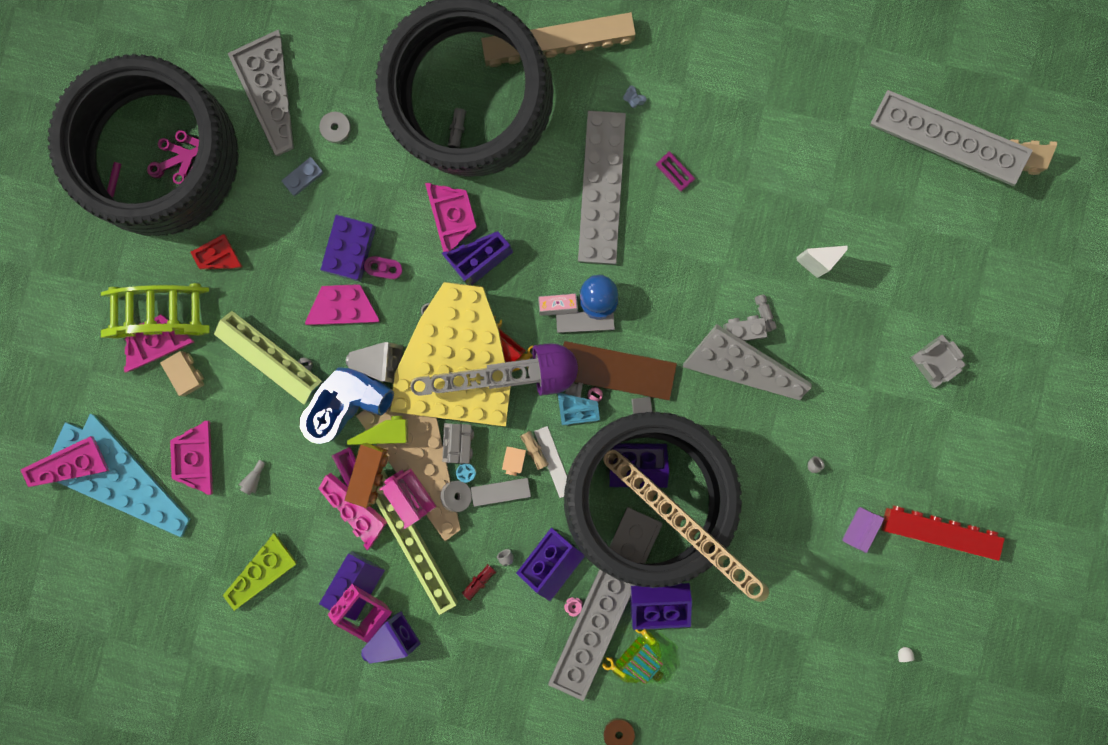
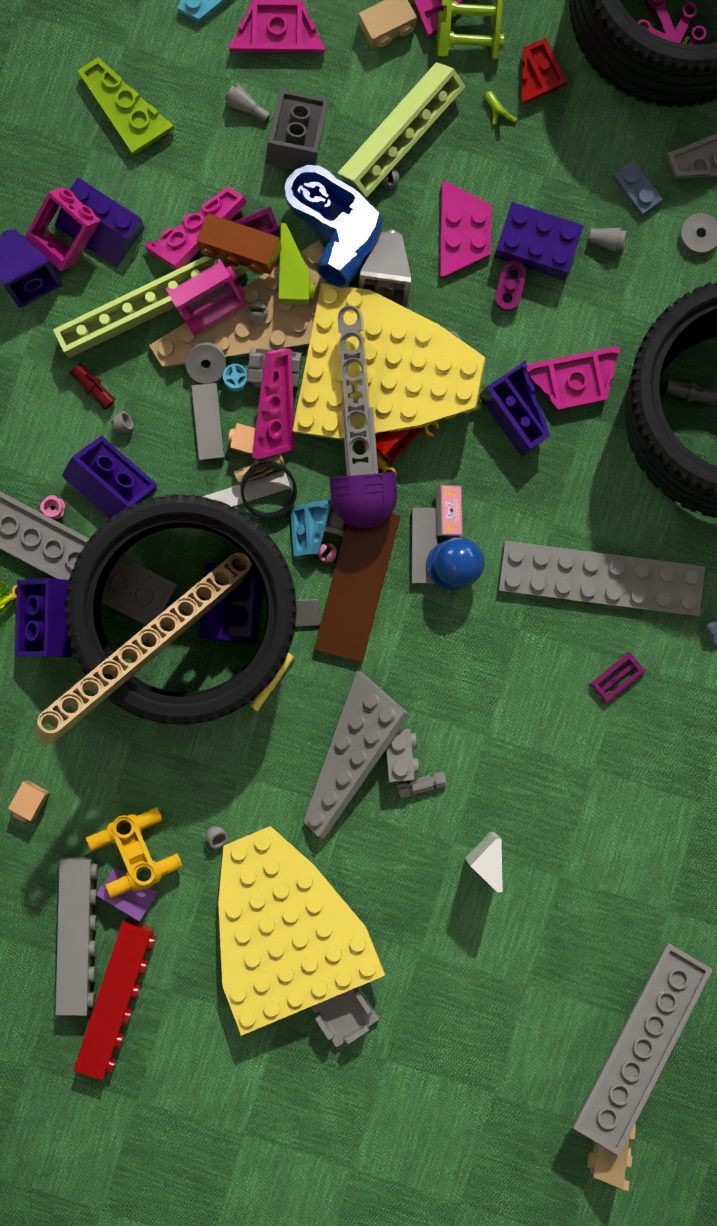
camera: 85 degrees right, 0 degrees up
(247, 285) = (497, 108): none -> lime bar
(272, 438) = (296, 130): none -> dark grey slope
(342, 195) = (609, 238): none -> light grey cone
(419, 458) = (257, 317): none -> light grey hinge
(489, 439) = (276, 406): none -> dark pink wing
(564, 428) = (272, 515): none -> black tyre
(799, 609) = (28, 801): none -> light nougat brick
(832, 526) = (134, 852): none -> yellow piece
(885, 408) = (285, 933): none -> light yellow wing
(897, 566) = (75, 936): none -> light grey brick

